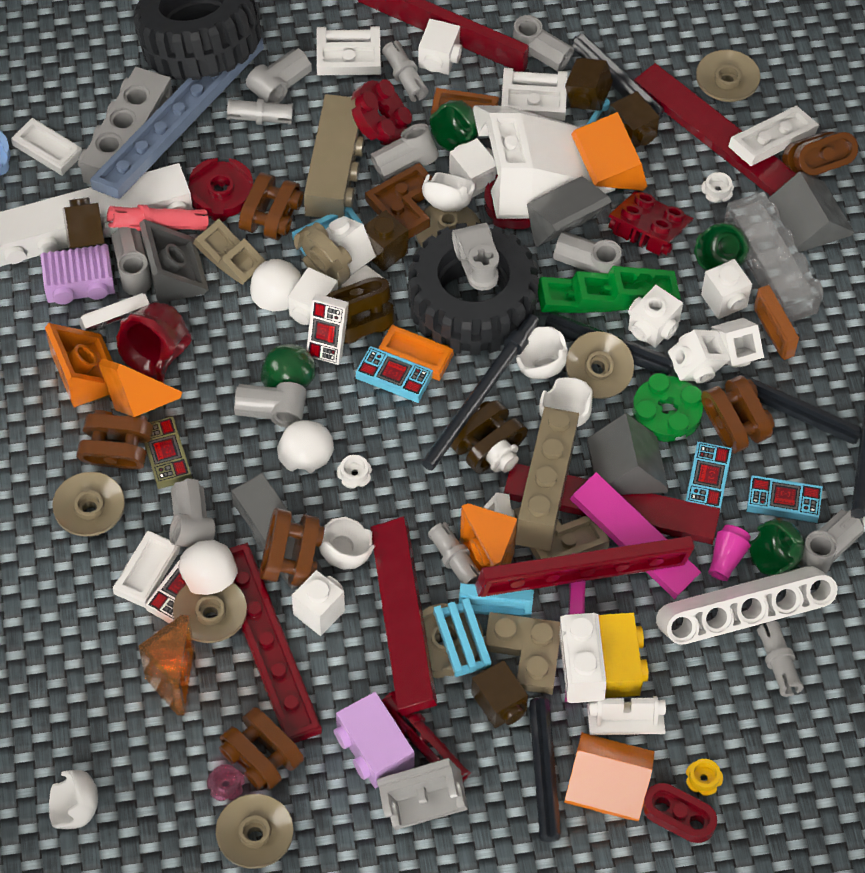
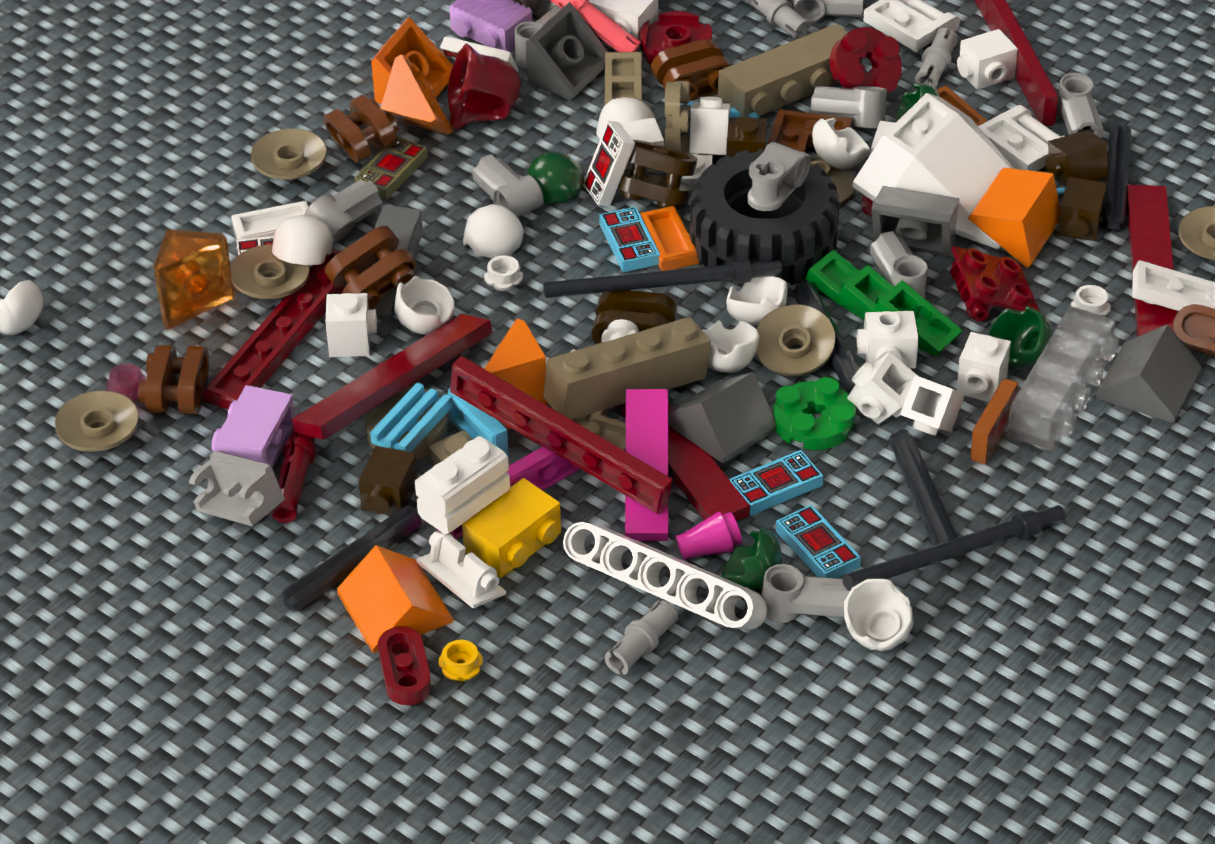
camera: 50 degrees right, 15 degrees down
(738, 413) = (870, 471): reddish brown brick -> none

